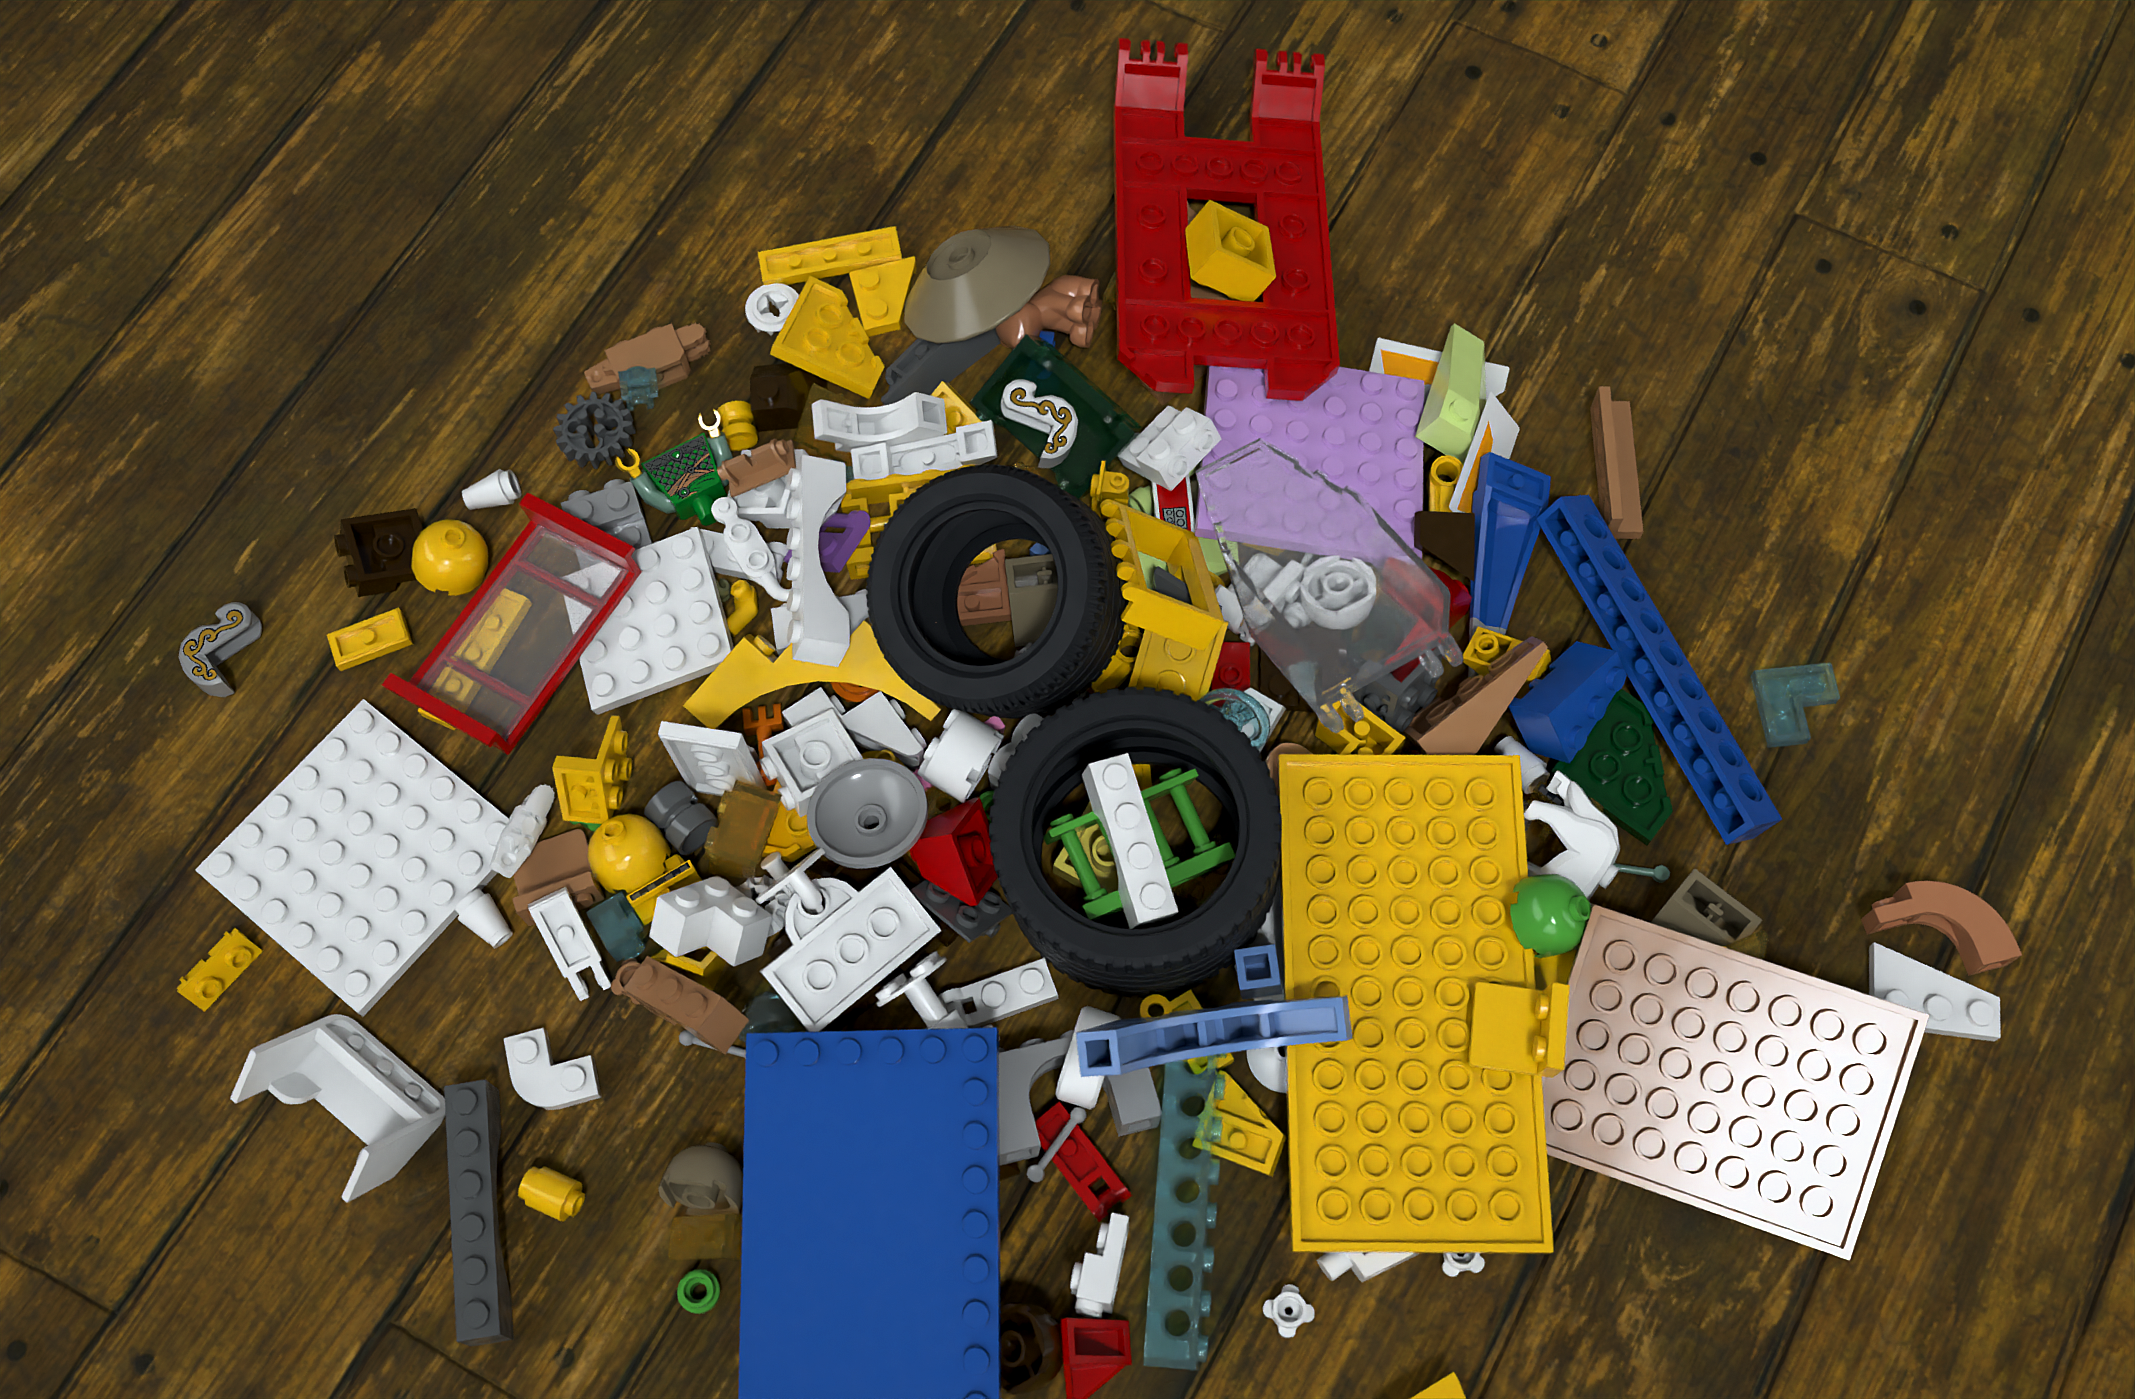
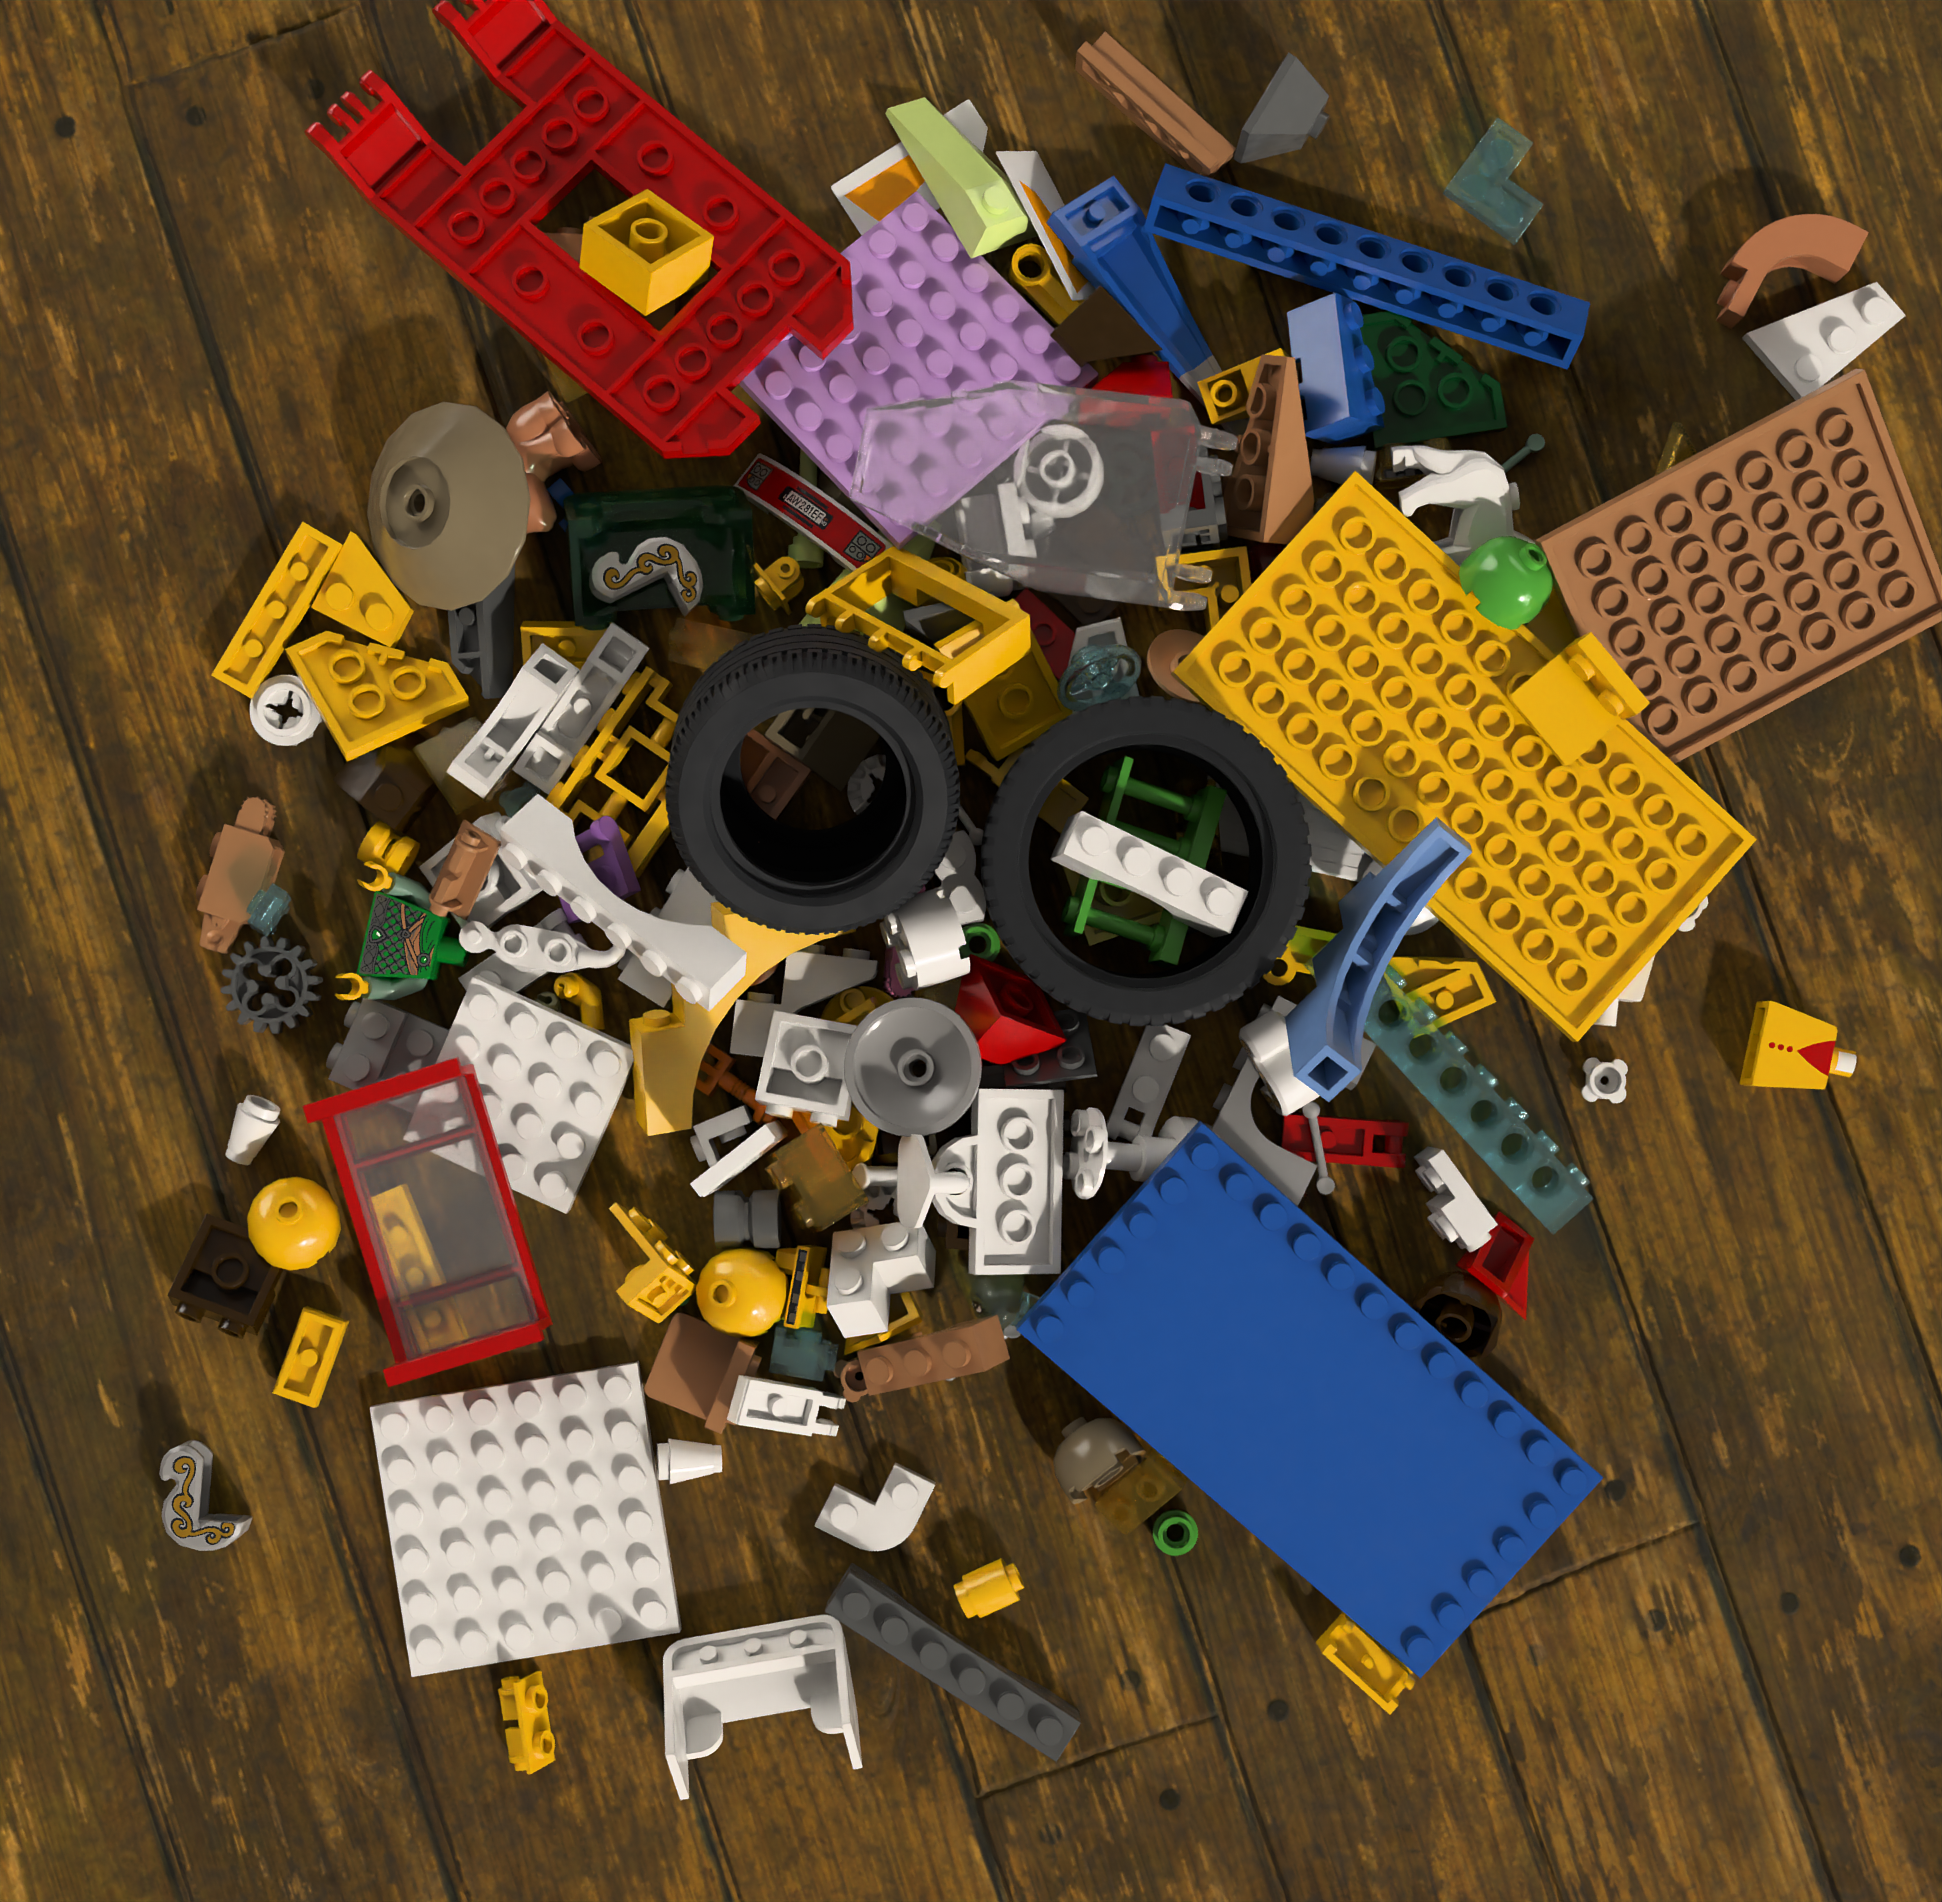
camera: 50 degrees left, 20 degrees up
(522, 831) = (638, 1367): white hinge -> none
(1171, 446) = (792, 489): white plate -> none
(1258, 971) = (1332, 857): medium blue brick -> none
(1689, 533) = (1284, 115): none -> dark grey slope
(1706, 912) = (1609, 457): dark tan slope -> none

